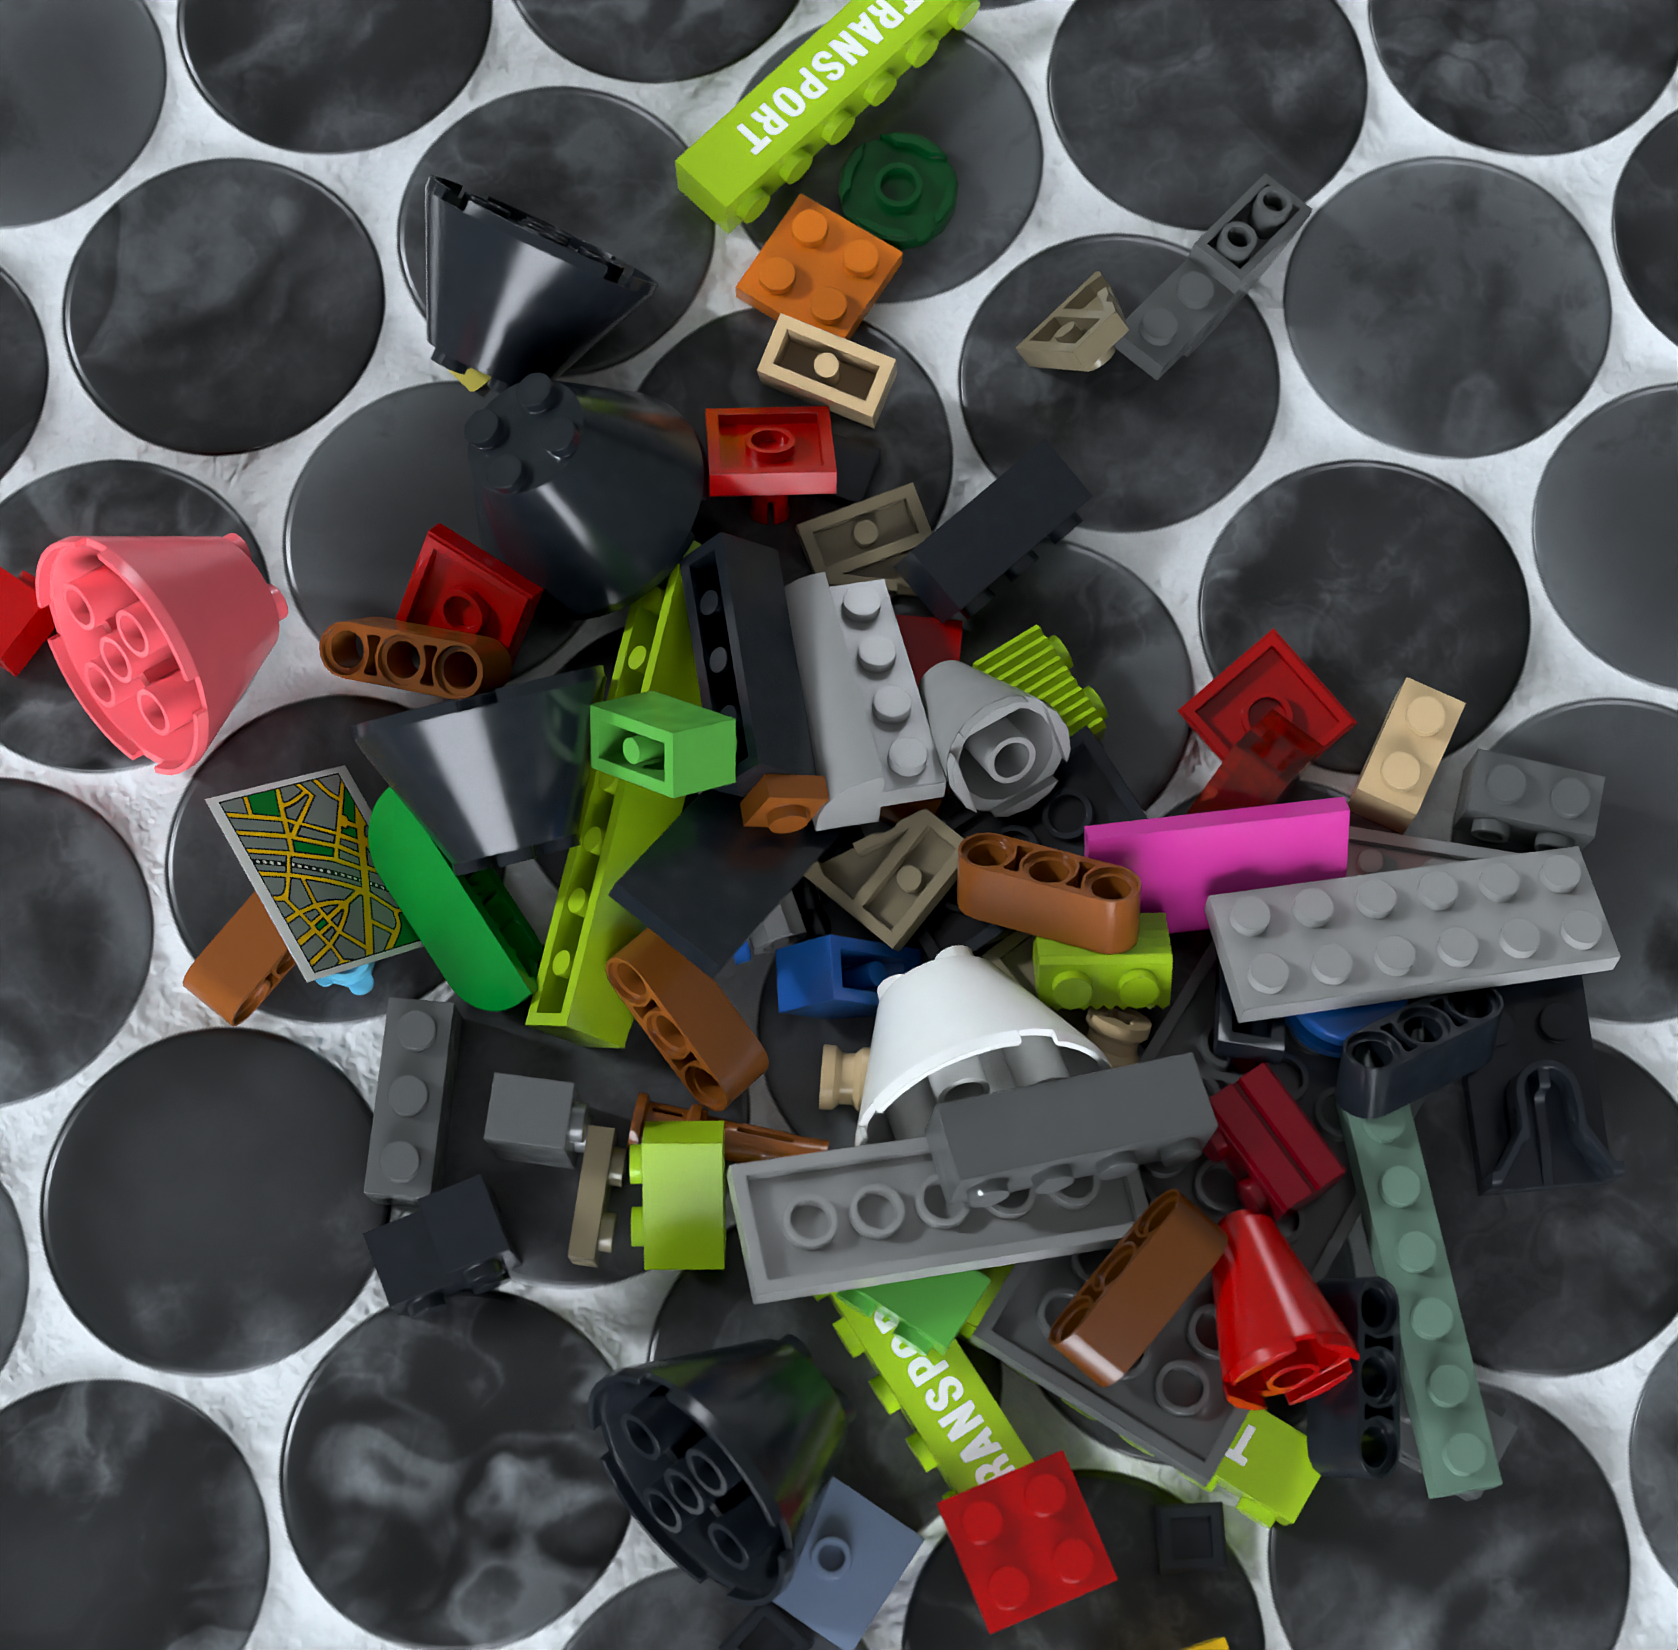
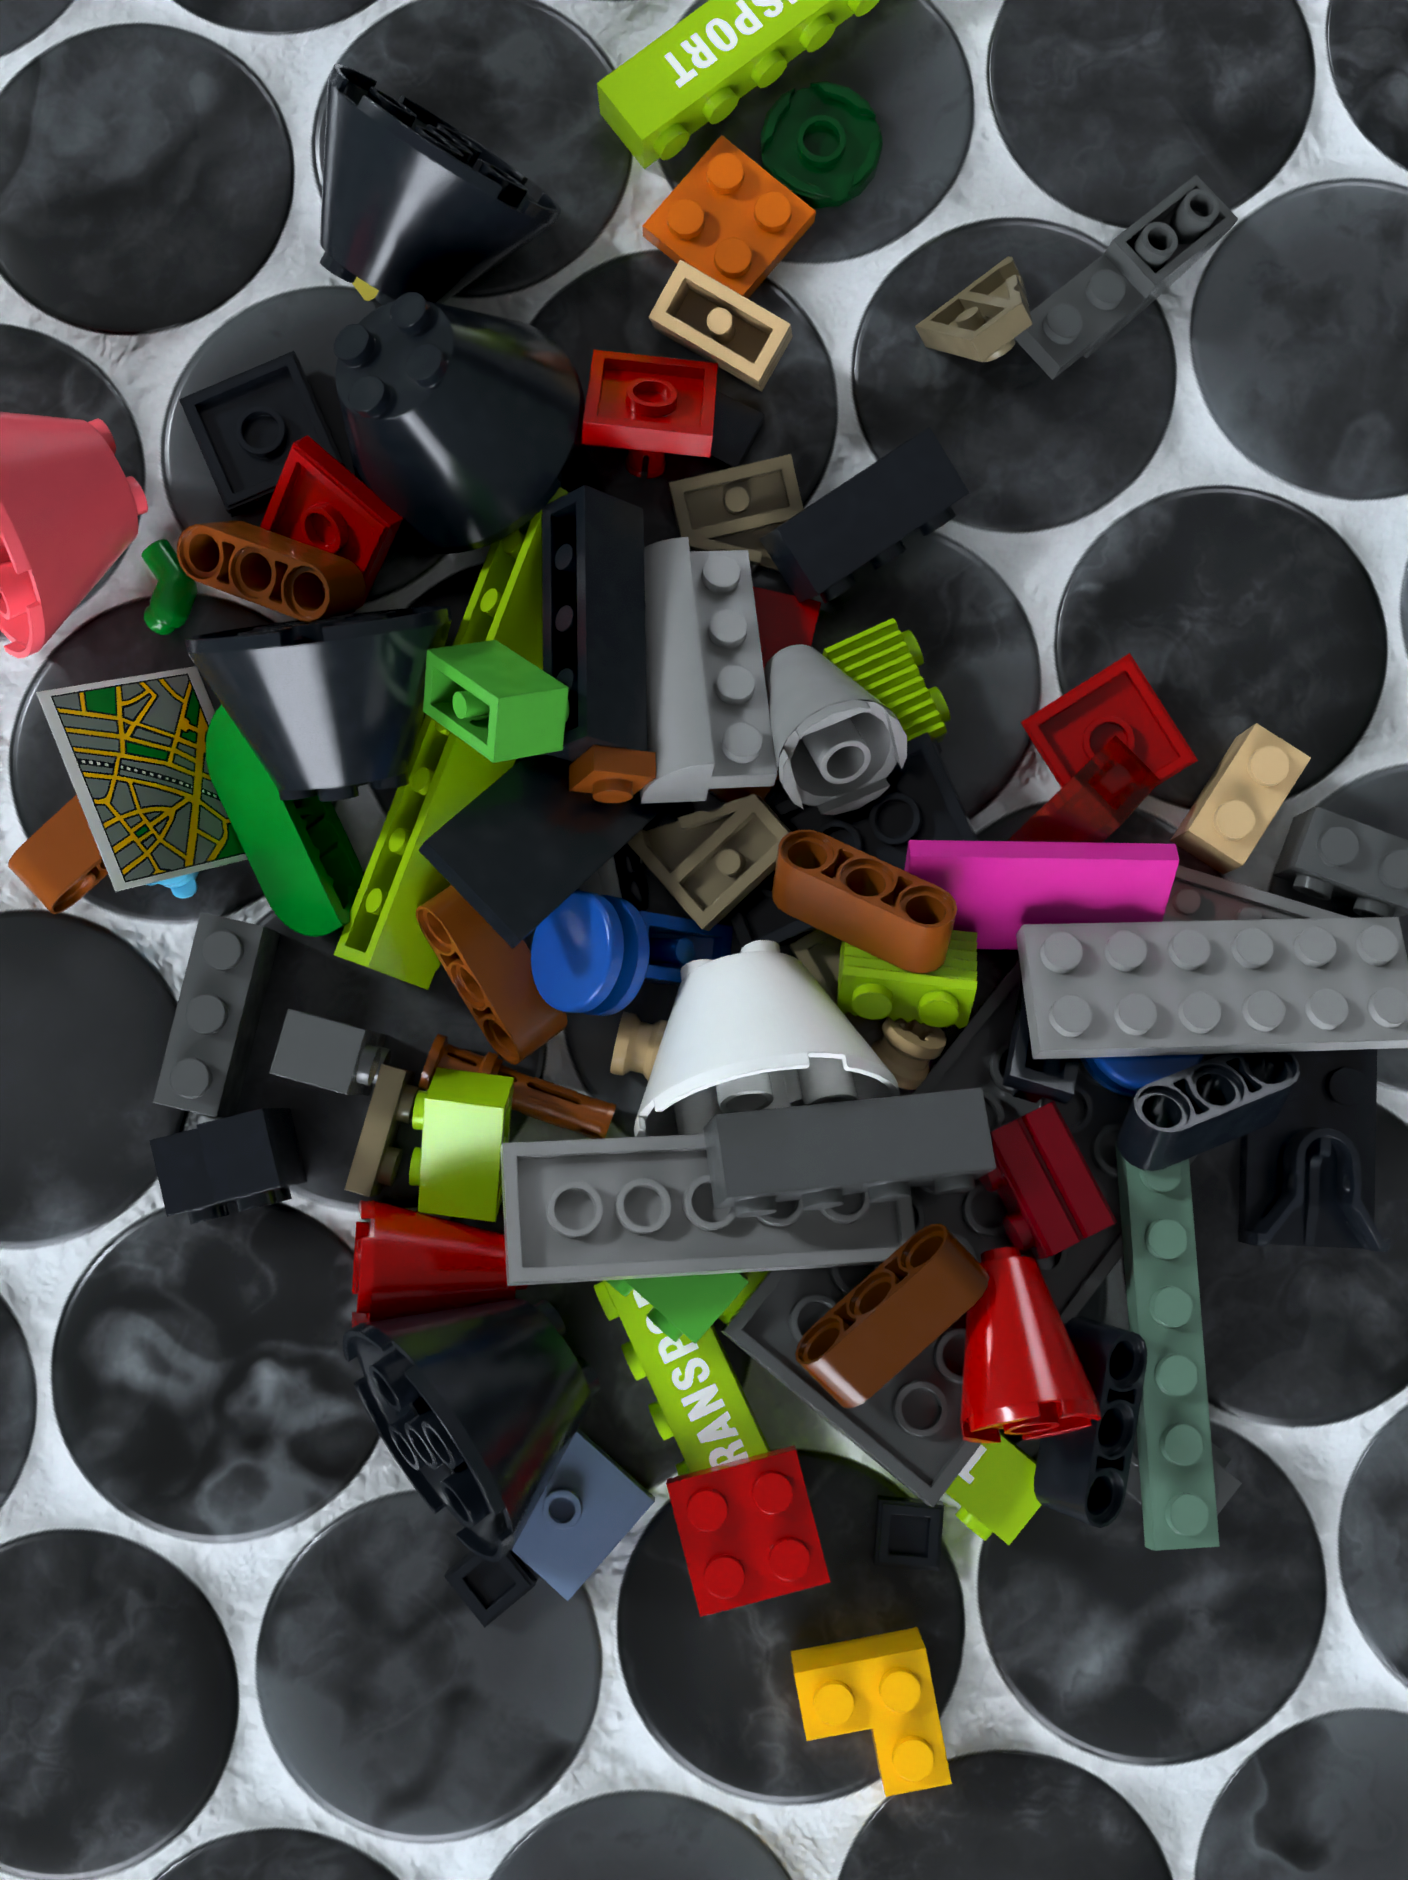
camera: 10 degrees right, 10 degrees up
(316, 692) = (174, 591): none -> green arm
(378, 527) = (250, 426): none -> black plate
(659, 1316) = (423, 1264): none -> red cone
(785, 984) = (590, 954): none -> blue head

